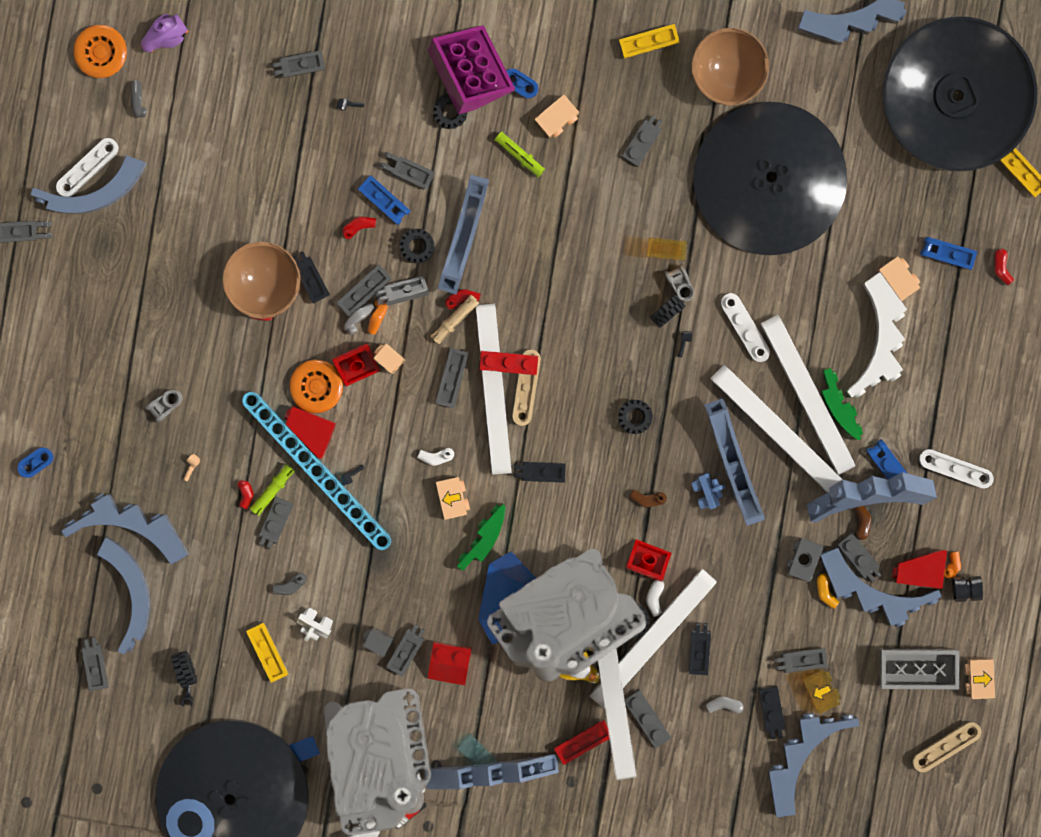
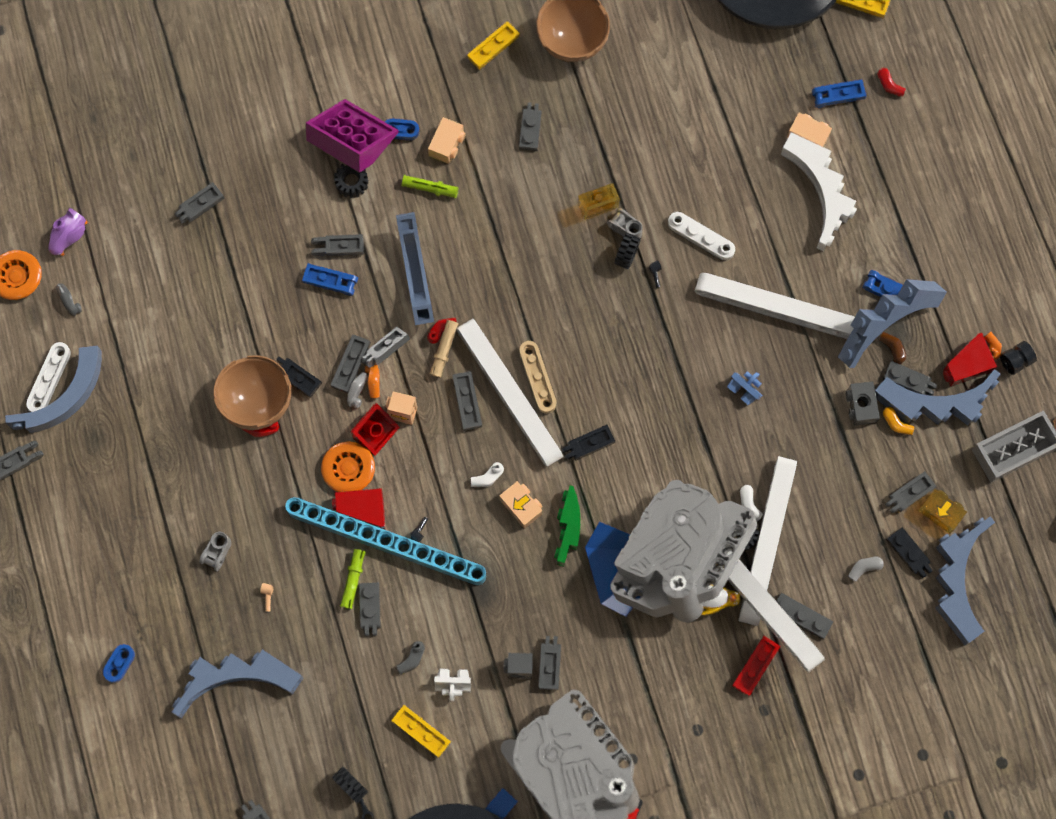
camera: 30 degrees left, 15 degrees down
(138, 588) = (244, 713): sand blue arch -> none
(247, 493) = (331, 593): red arm -> none
(342, 104) = (254, 216): black hand -> none
(357, 224) = (315, 312): red arm -> none
(405, 246) = (378, 314): black tyre -> none
(449, 663) = (595, 655): red slope -> none
(476, 751) = (665, 727): clear light blue slope -> none
(493, 773) = (687, 735): sand blue arch -> none
(508, 363) = (511, 360): red plate -> none
(638, 428) = (647, 344): black tyre -> none
(648, 500) = (698, 421): reddish brown arm -> none
(648, 560) = (726, 474): red slope -> none
(699, 650) = (815, 530): black hinge -> none
(733, 462) = (754, 350): sand blue arch -> none
(763, 214) = (648, 135): black dish -> none
(808, 394) = (786, 263): white beam -> none
(842, 413) = (825, 265): green slope -> none
(956, 468) = (948, 263): white plate -> none

